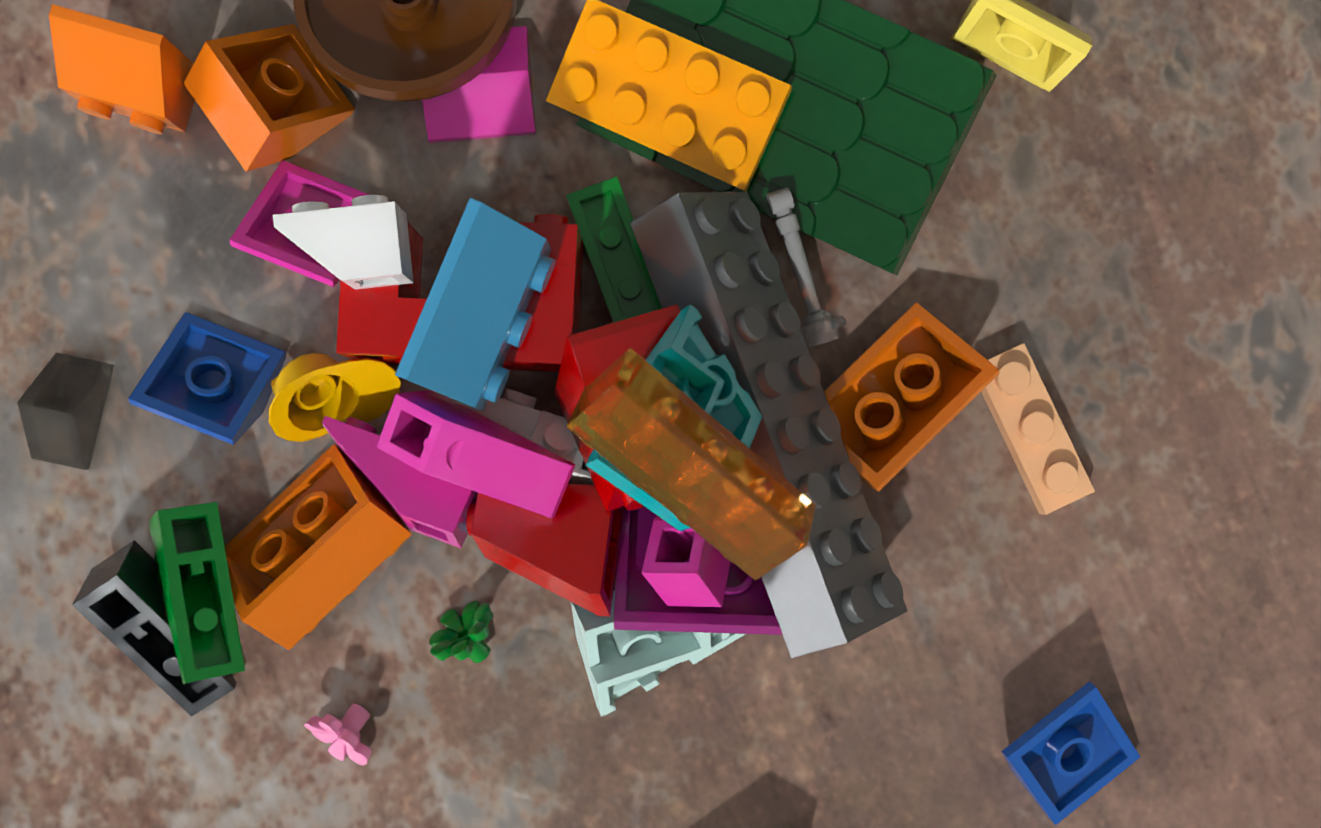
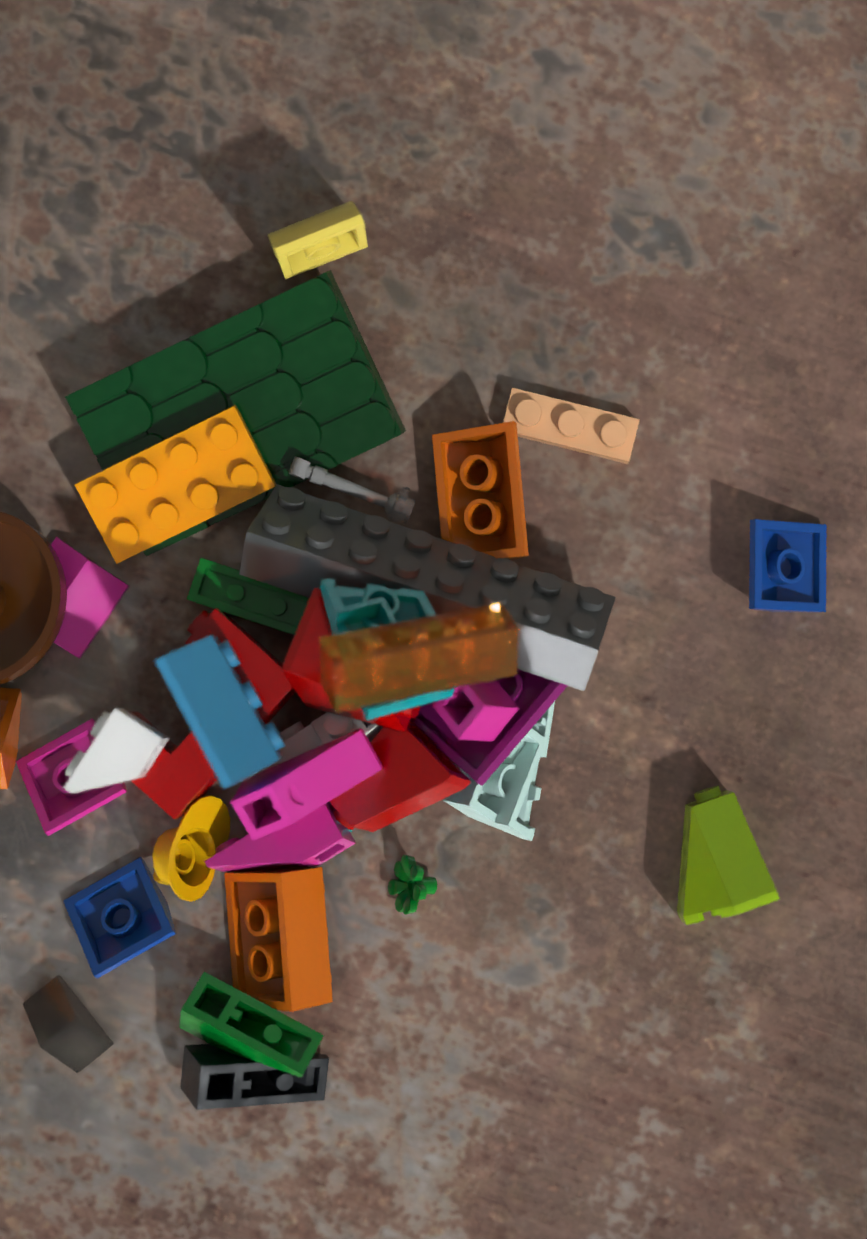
camera: 45 degrees left, 0 degrees up
(343, 734) = (412, 1012): bright pink plant -> none

